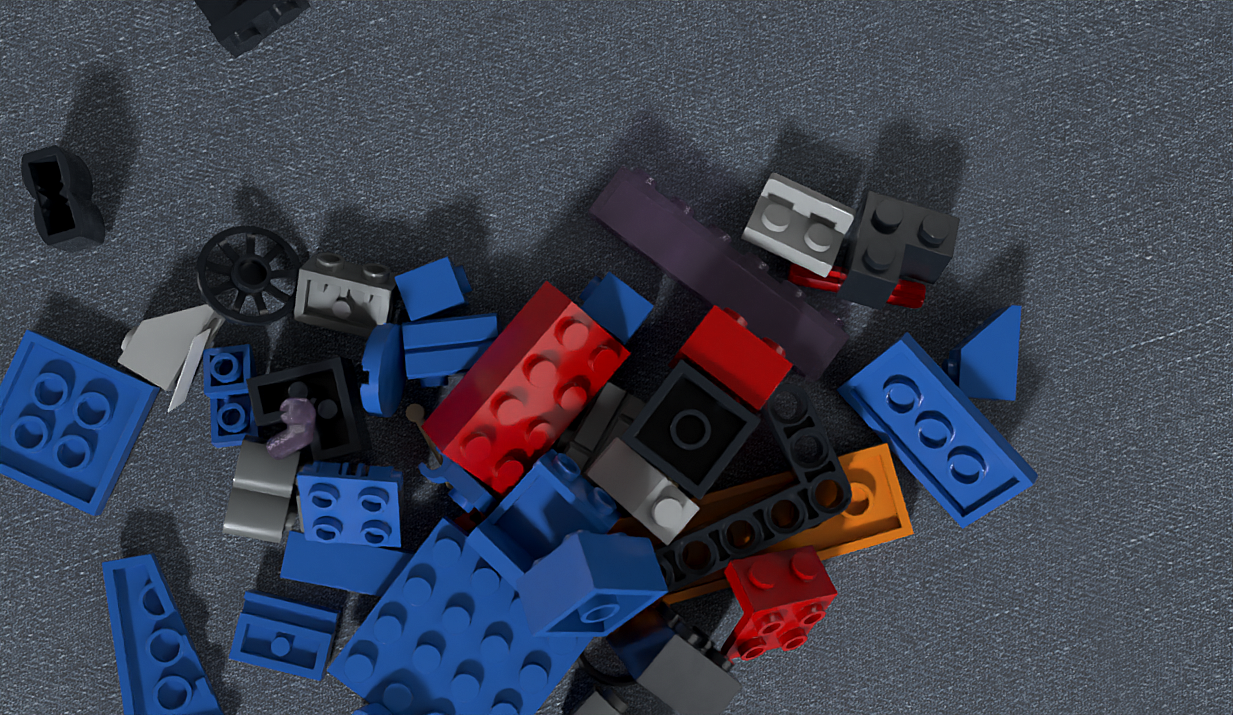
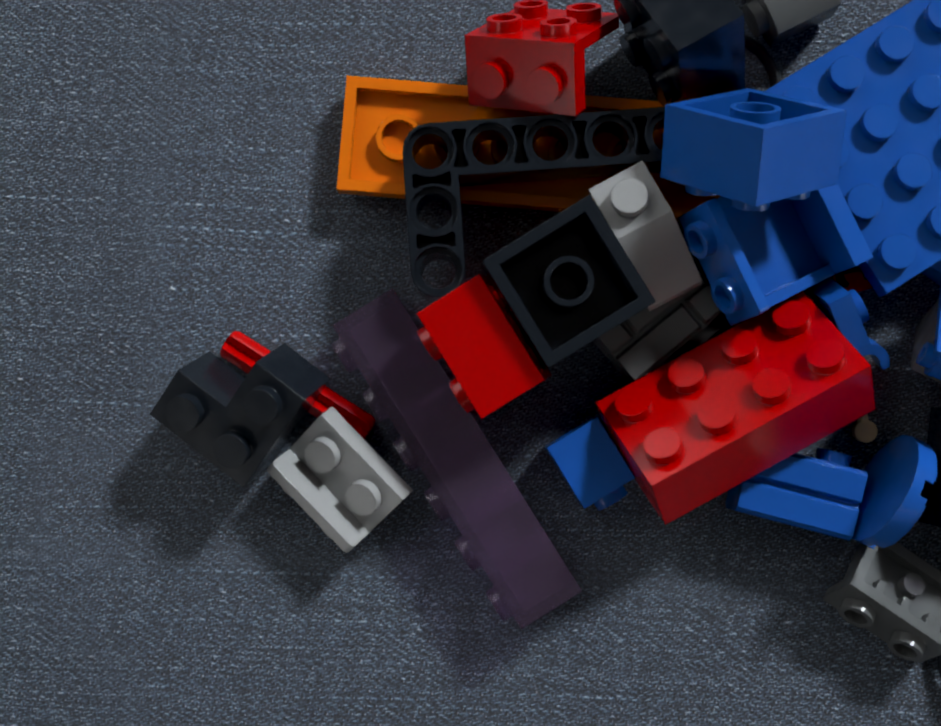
camera: 155 degrees left, 0 degrees up
(434, 289) = (795, 566): blue brick -> none
(936, 431) = (275, 180): blue plate -> none
(987, 358) = (184, 241): blue slope -> none

